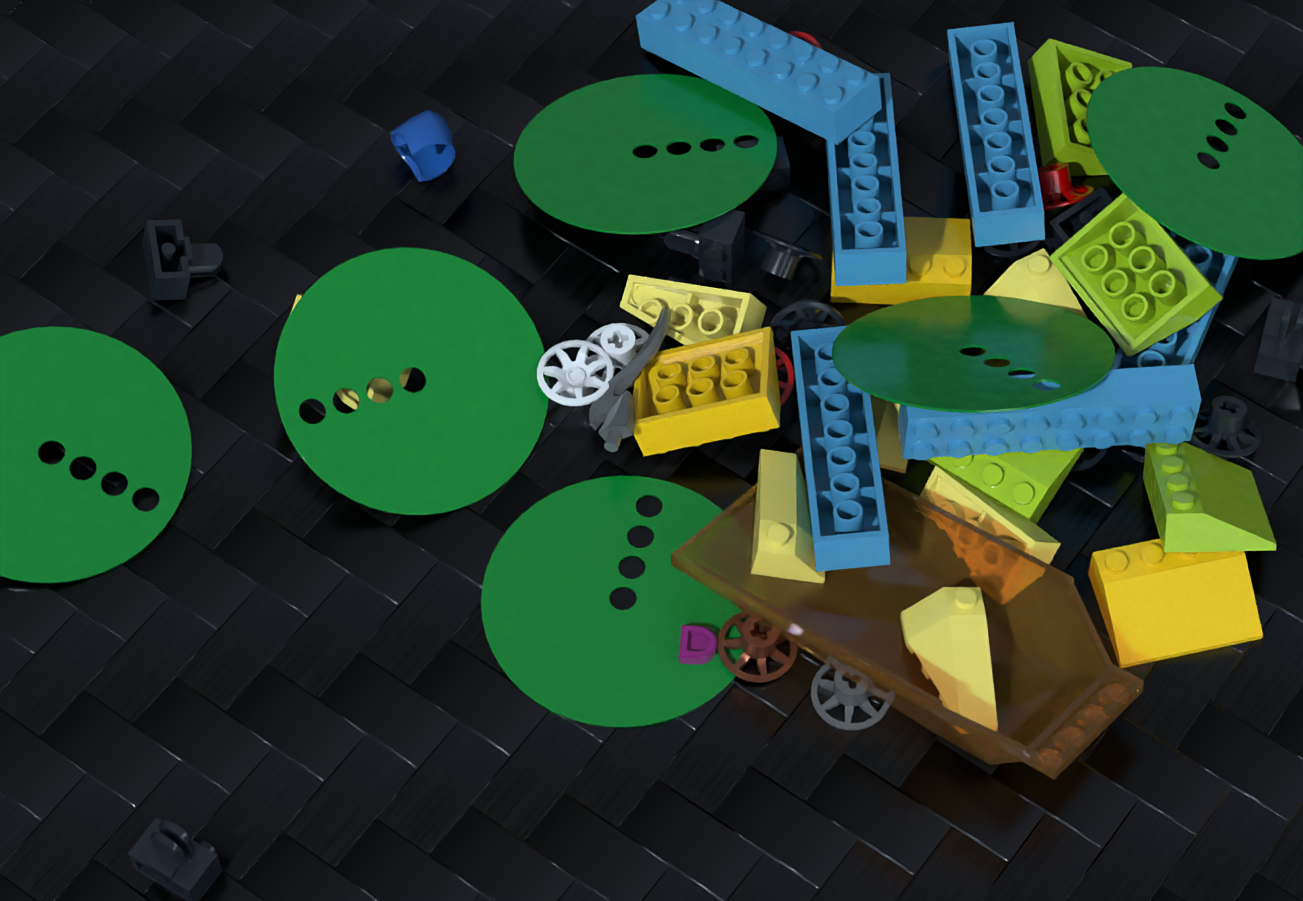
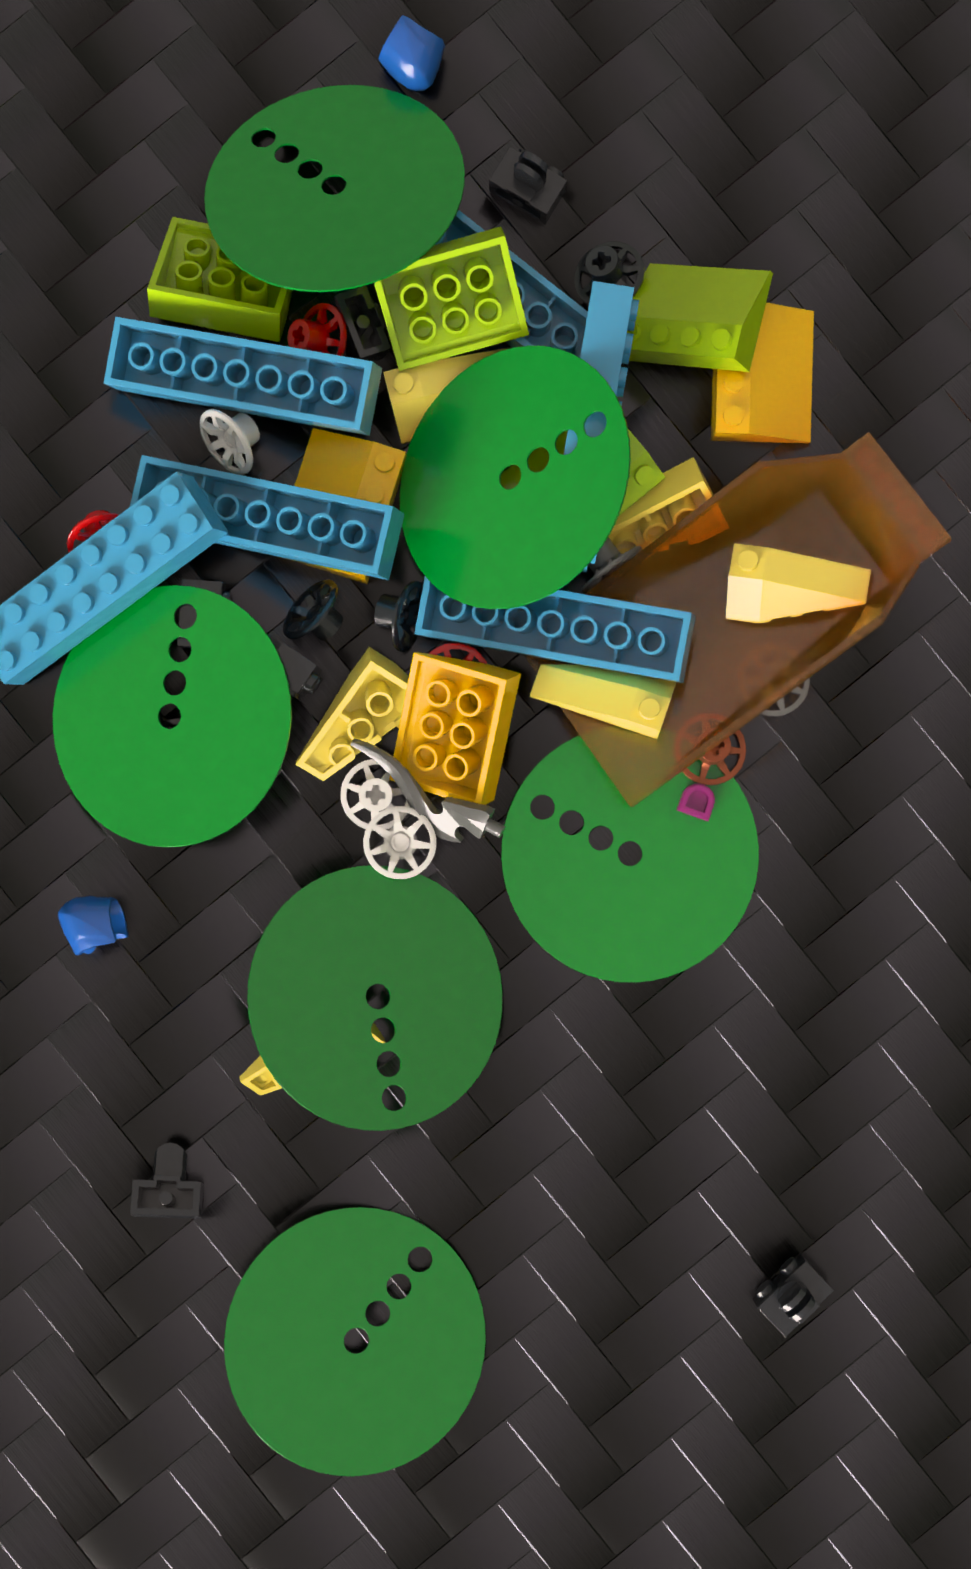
camera: 80 degrees left, 30 degrees up
(922, 479) = (607, 559): none -> dark grey wheel
(937, 152) = (234, 436): none -> white wheel

